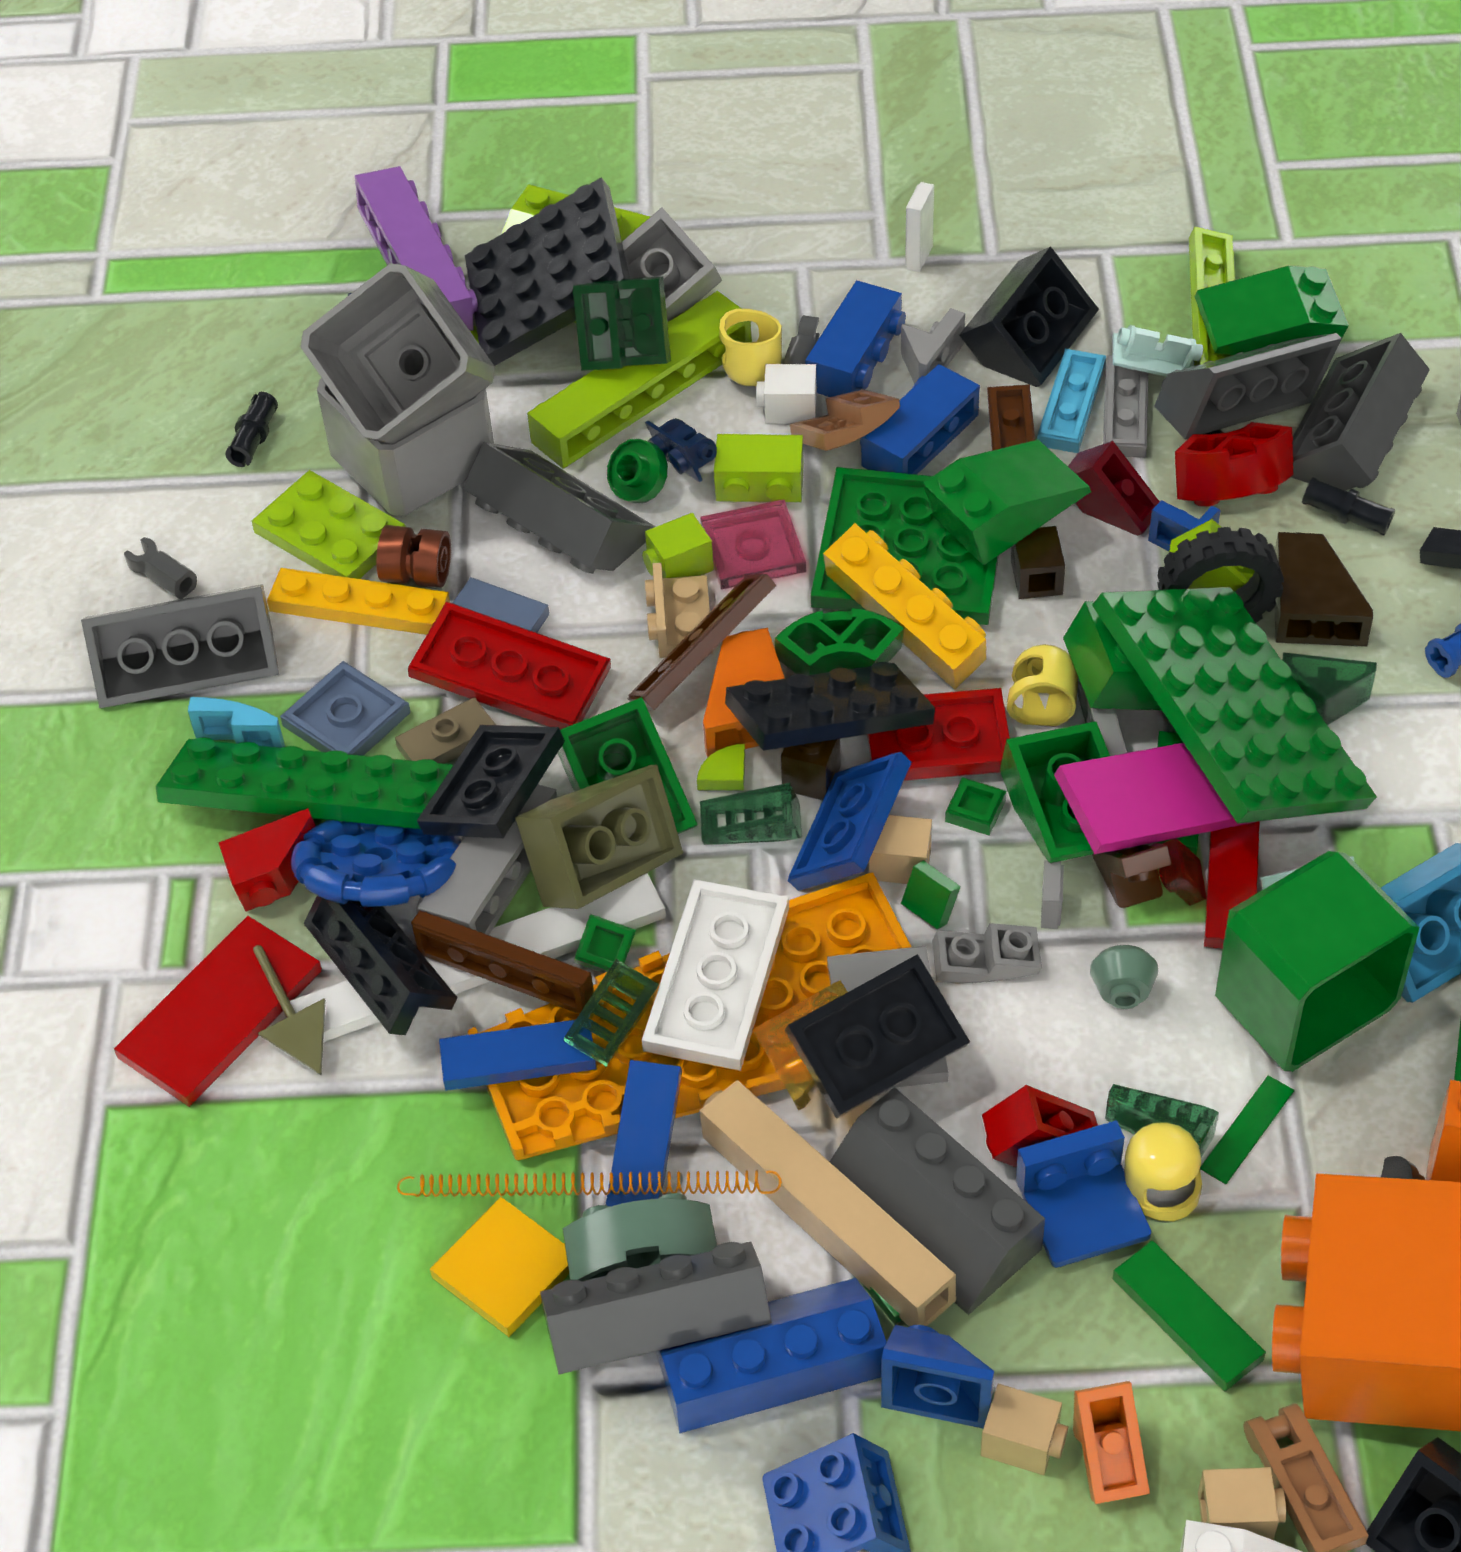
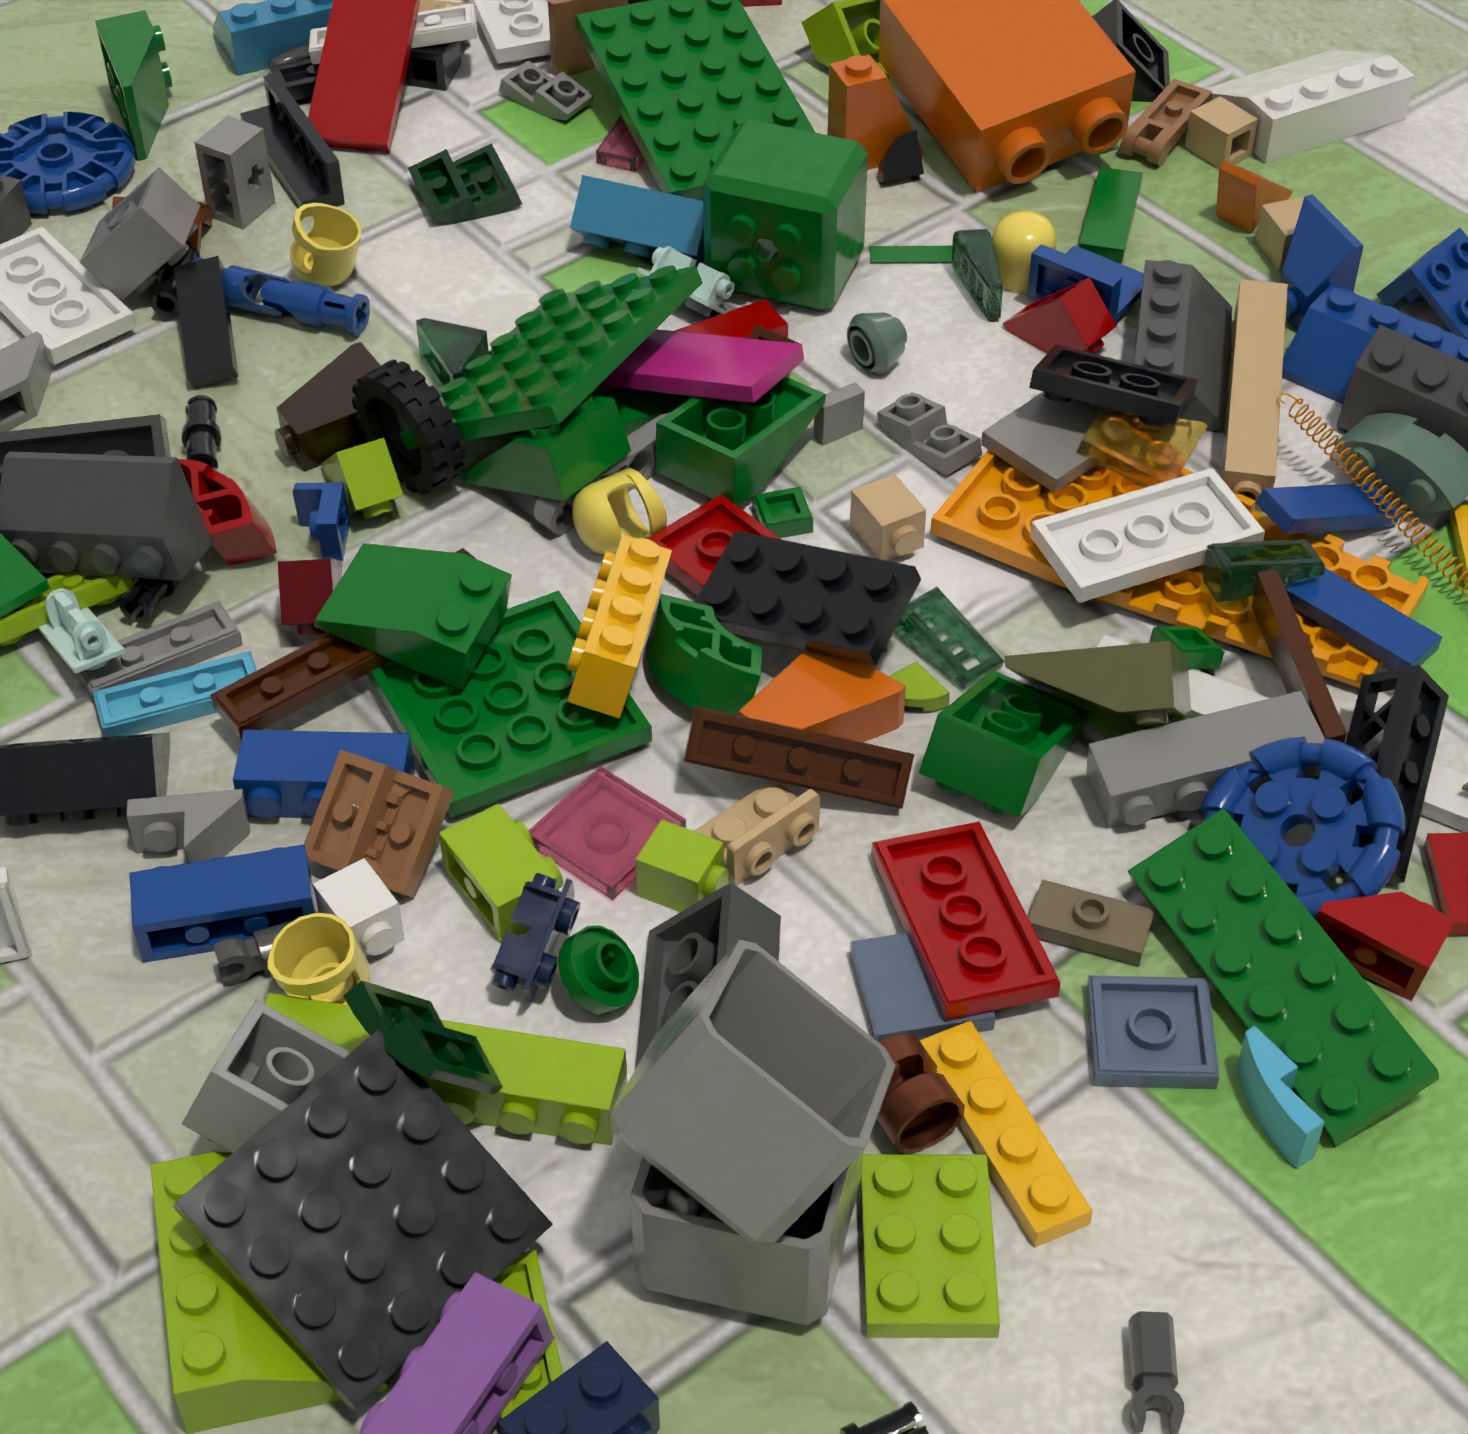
camera: 130 degrees left, 5 degrees down
(180, 646) = (1233, 1246): dark grey slope -> none
(491, 781) = (1143, 772): black plate -> none
(849, 821) = (915, 528): blue tile -> none
(930, 894) = (914, 473): green tile -> none

